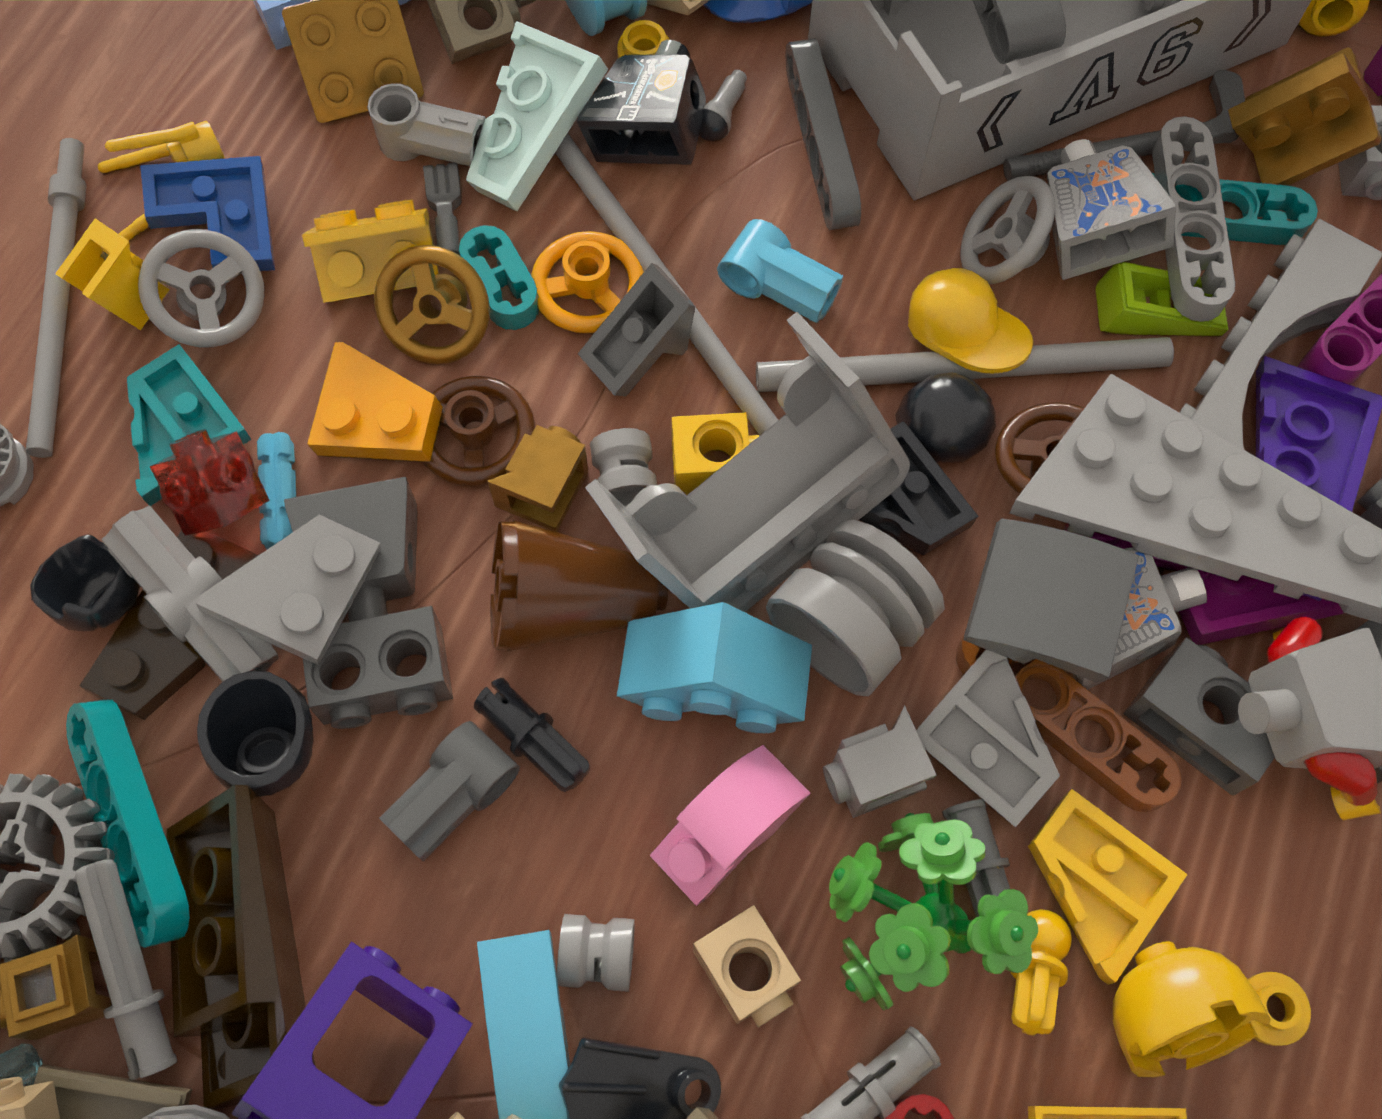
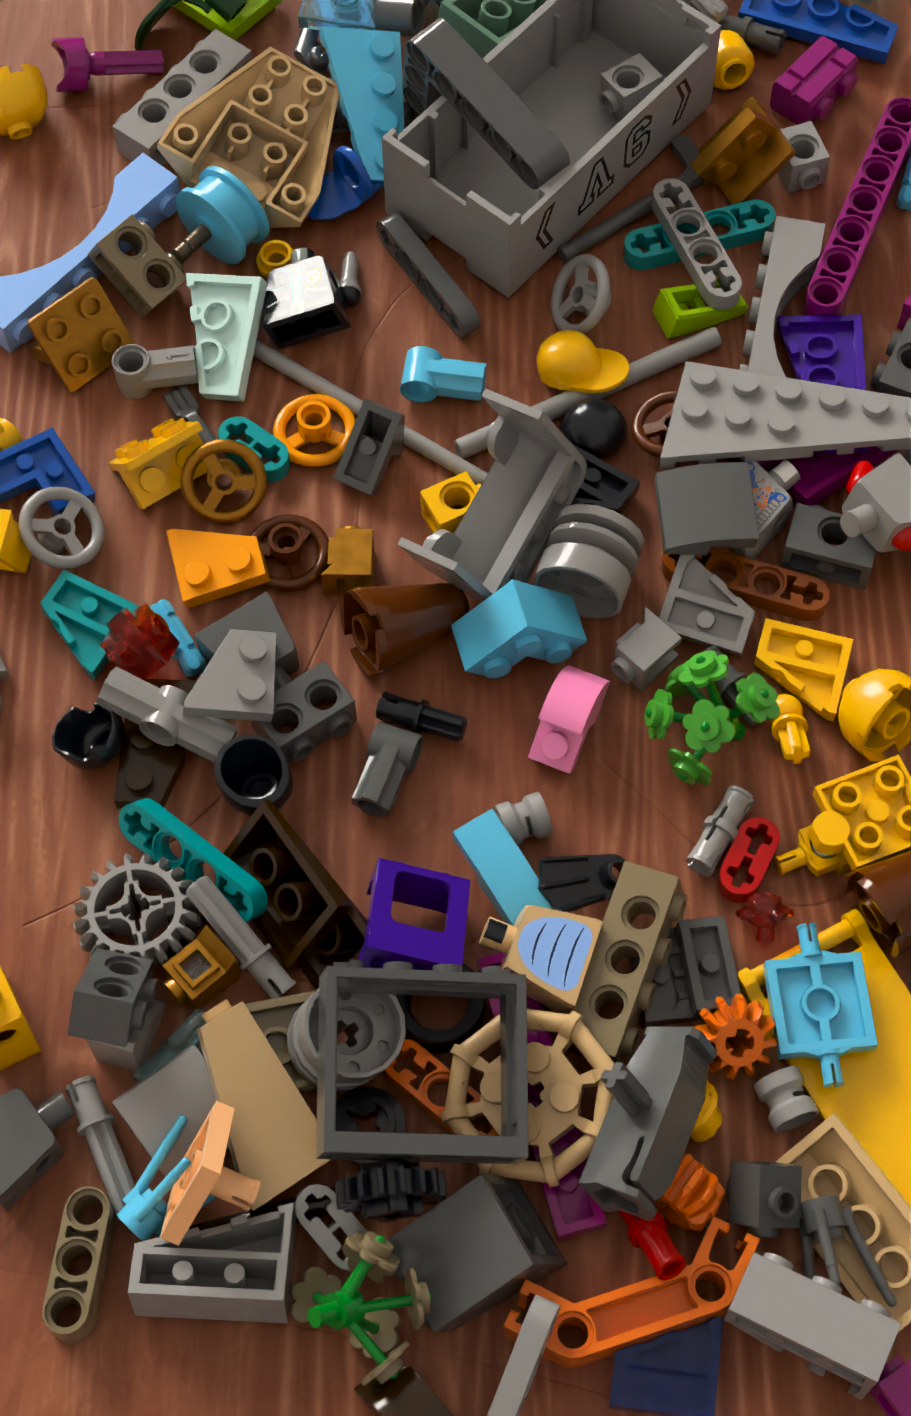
camera: 20 degrees left, 5 degrees down
(623, 462) = (389, 531): light grey wheel -> none
(747, 935) = (613, 774): tan brick -> none
(1106, 209) = (639, 258): light grey torso -> none

